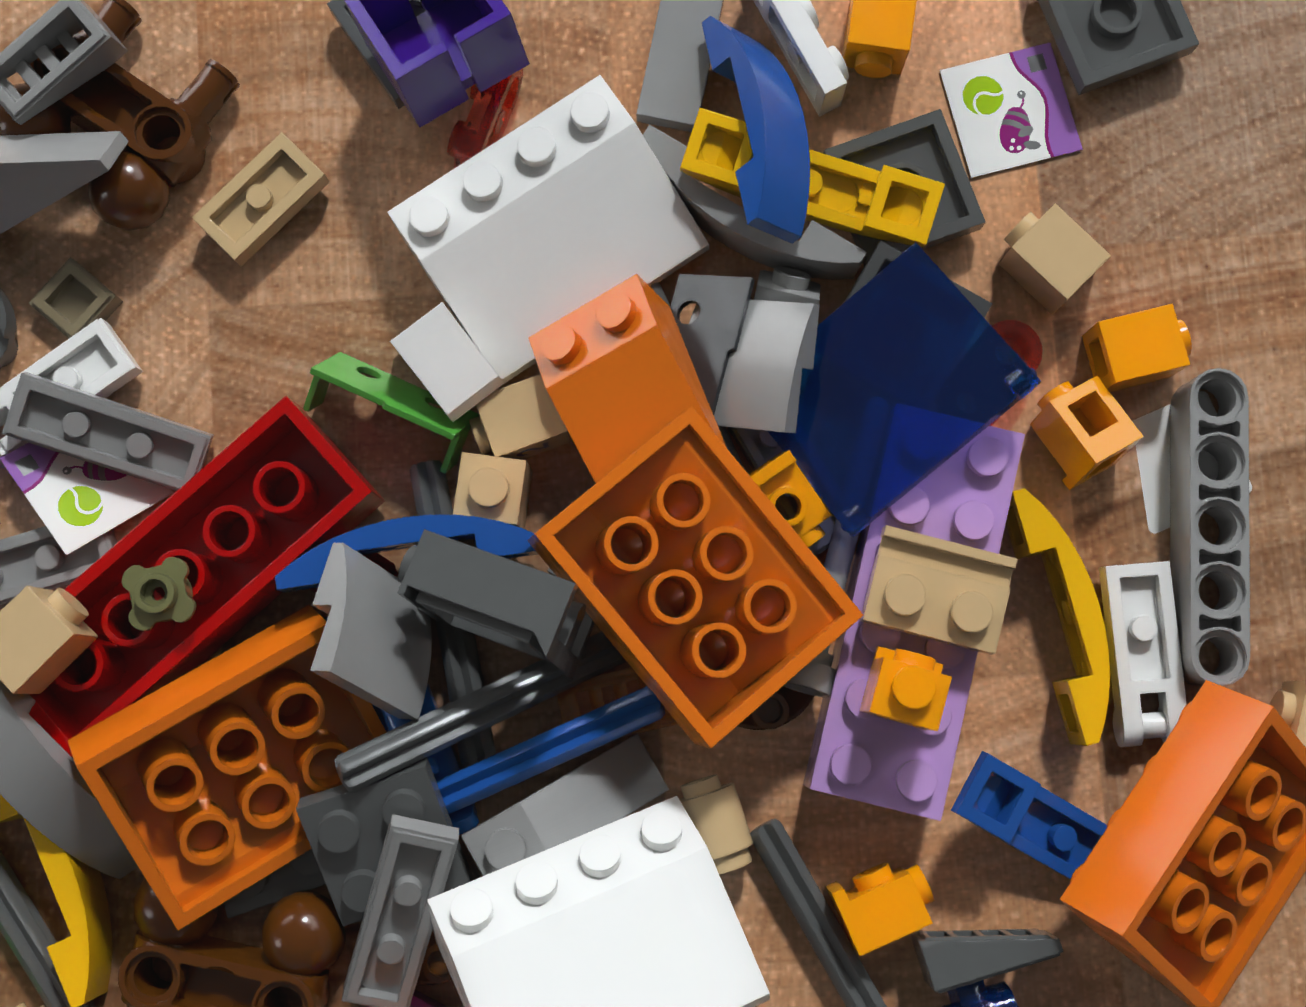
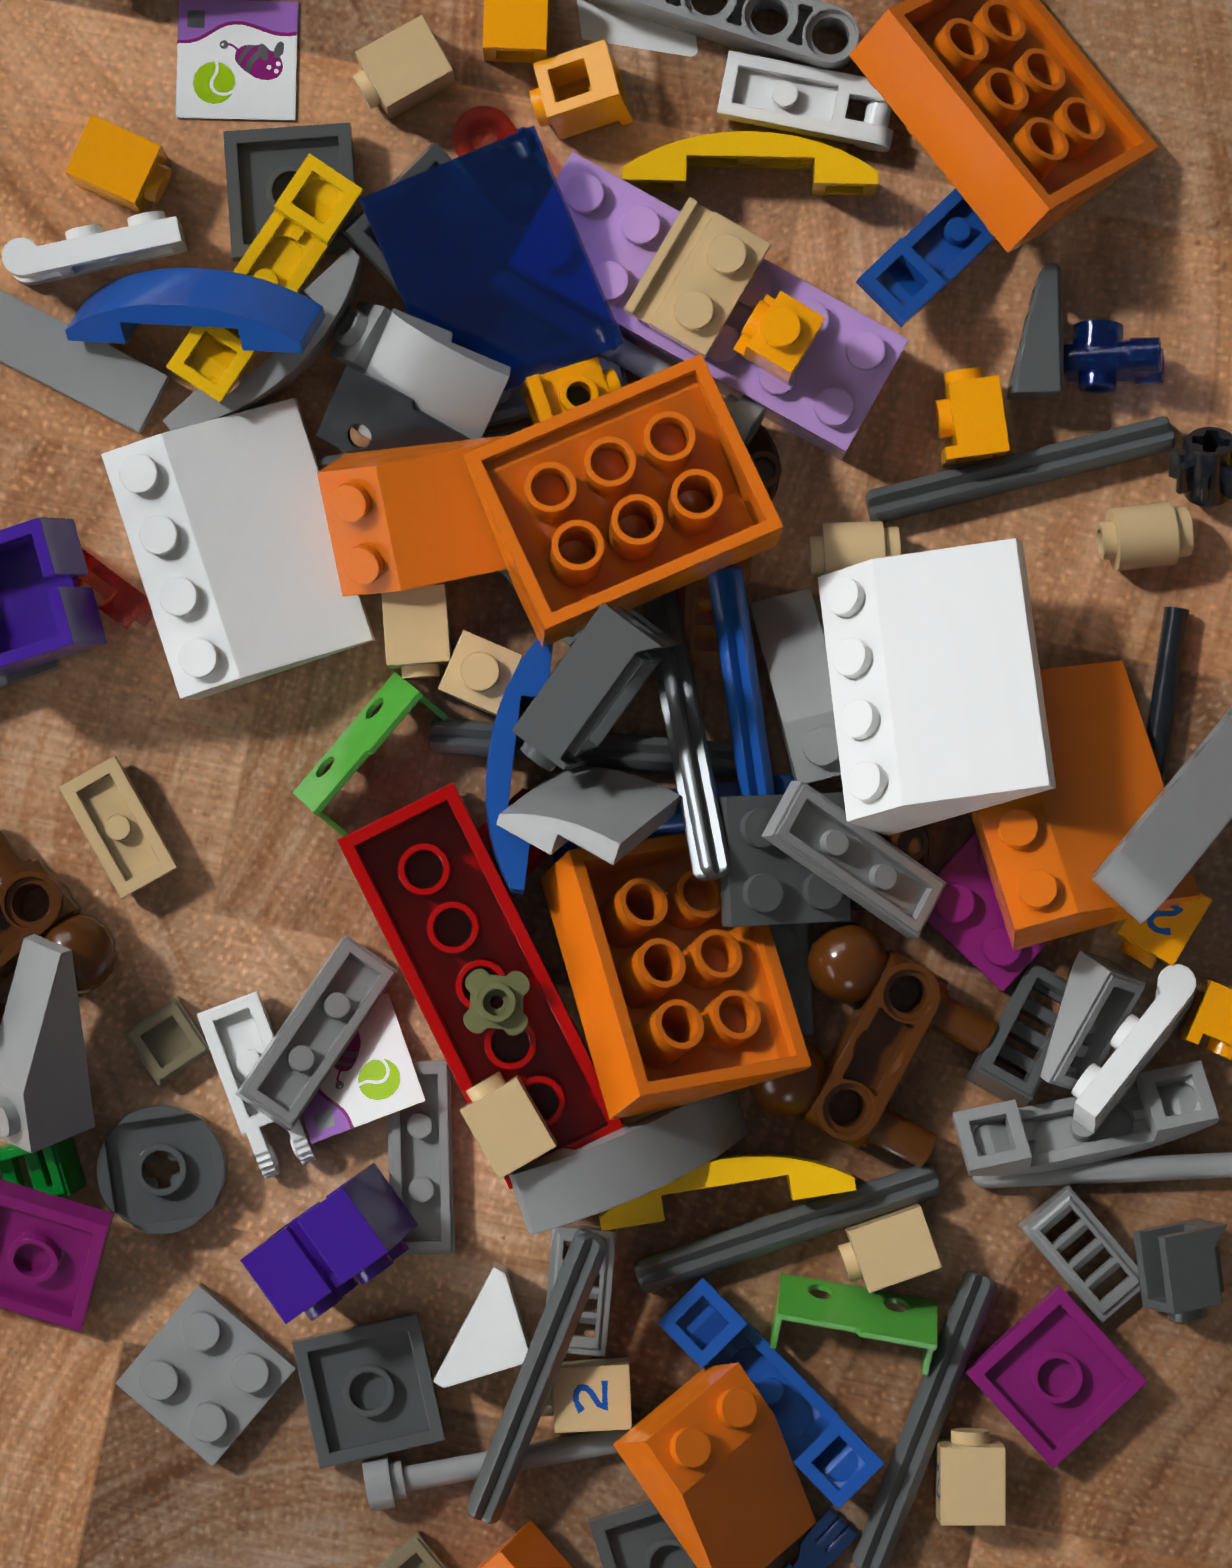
camera: 80 degrees left, 5 degrees up
(447, 362) = (341, 683): white slope -> none

